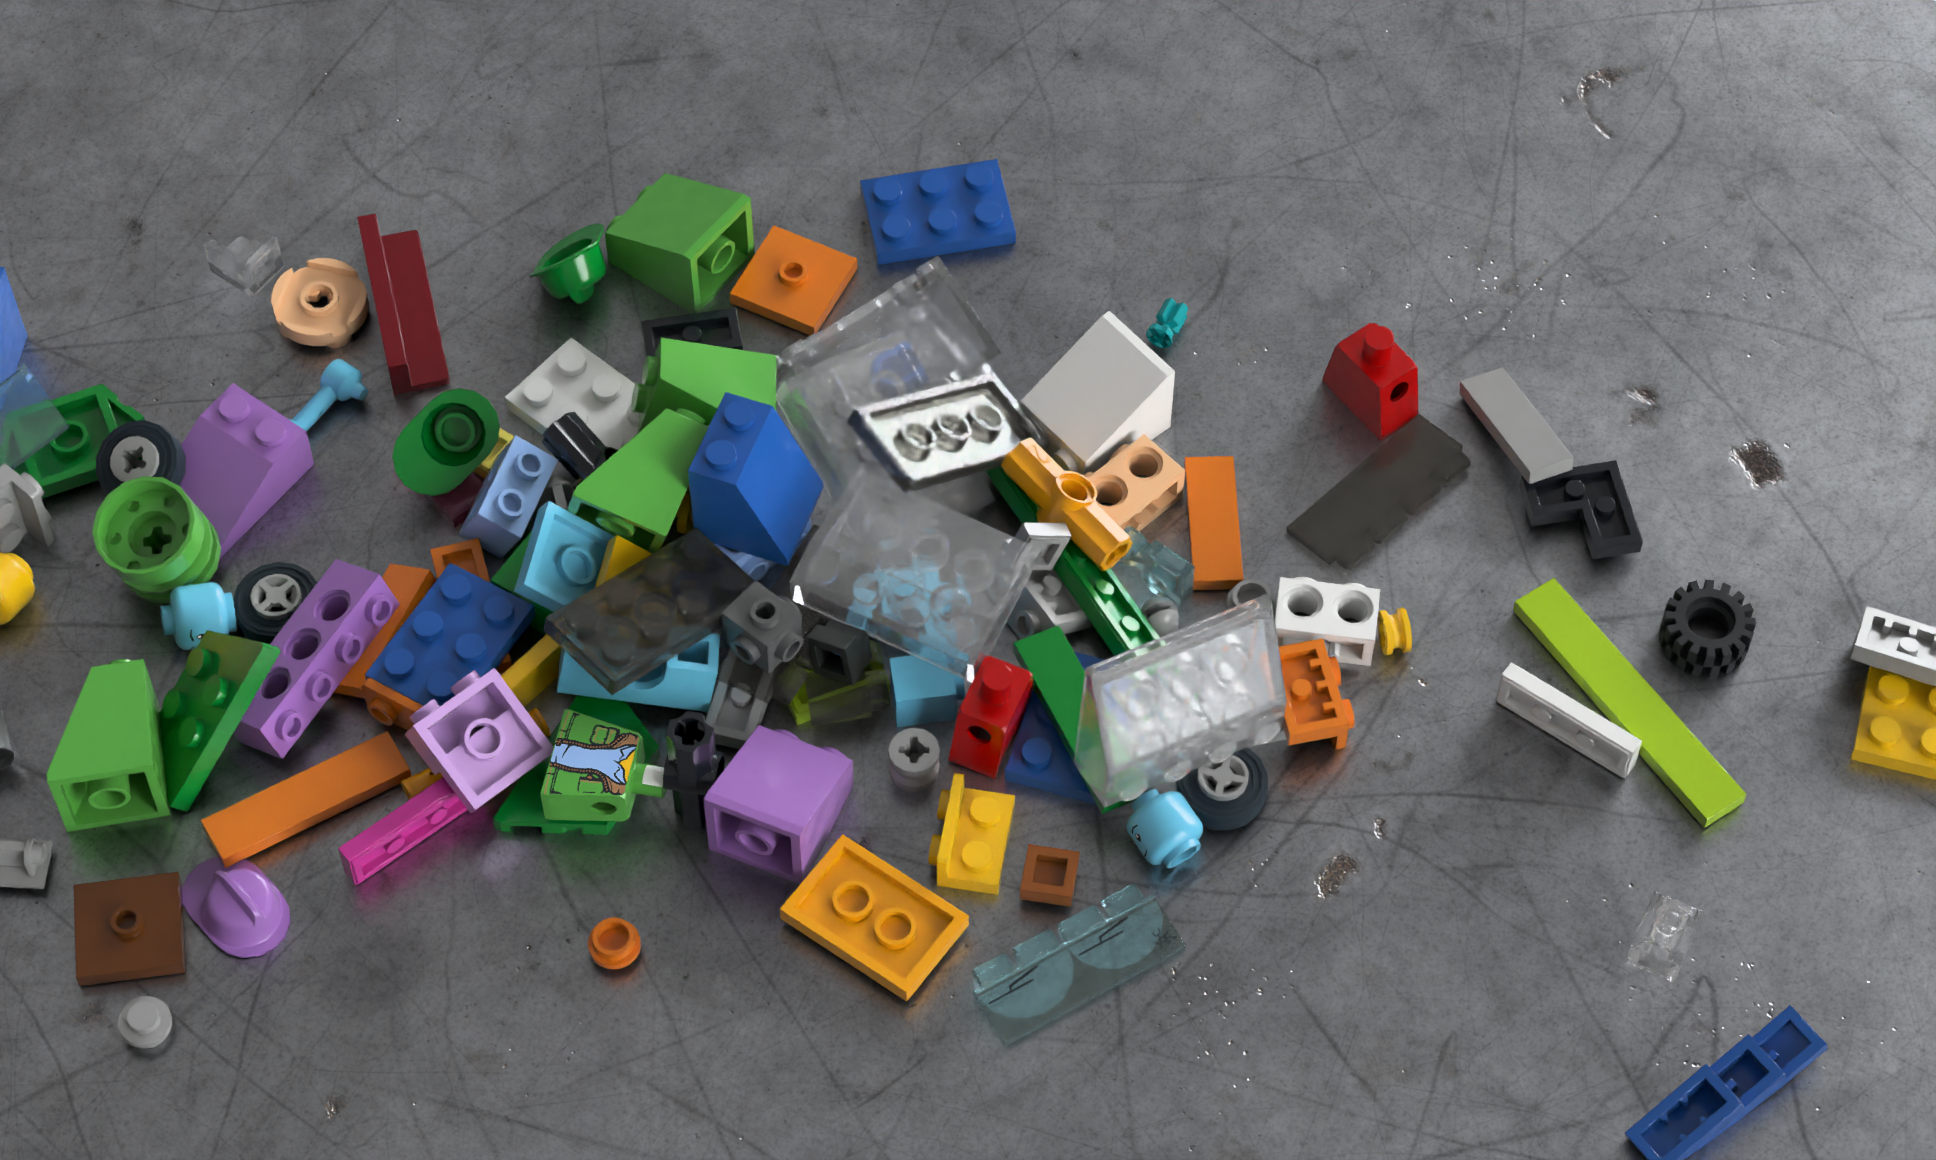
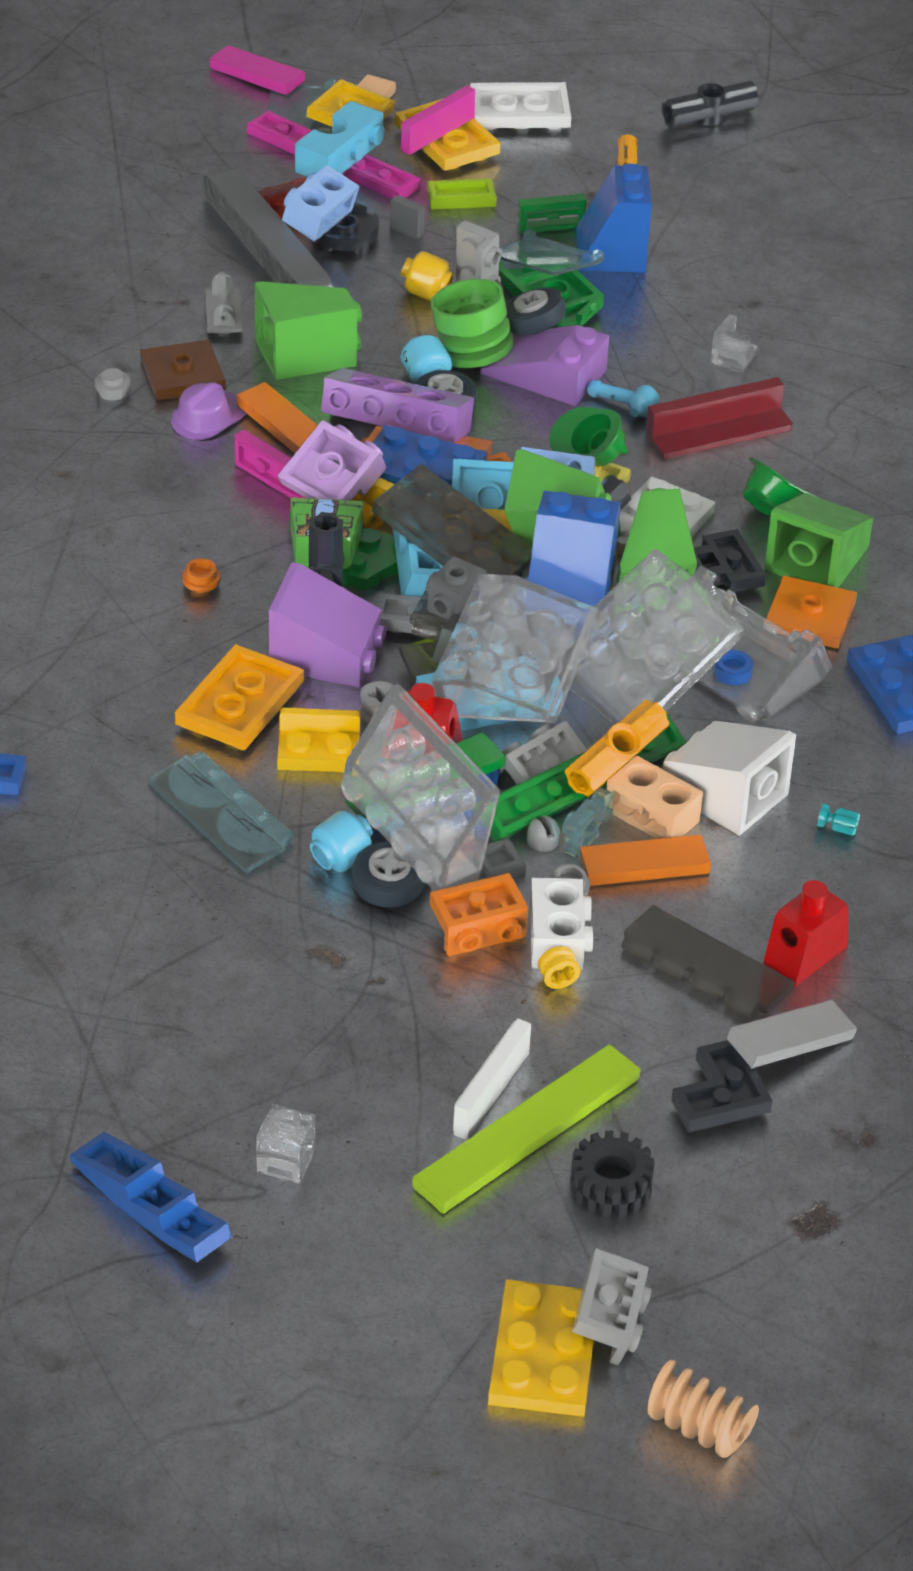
camera: 80 degrees right, 15 degrees down
(207, 708) = (345, 353): green wing -> none
(324, 325) = (702, 370): light nougat plate -> none
(944, 431) = (655, 662): clear smoke plate -> none
(1049, 538) = (571, 732): light grey tile -> none
(1049, 875) = (290, 784): dark orange plate -> none

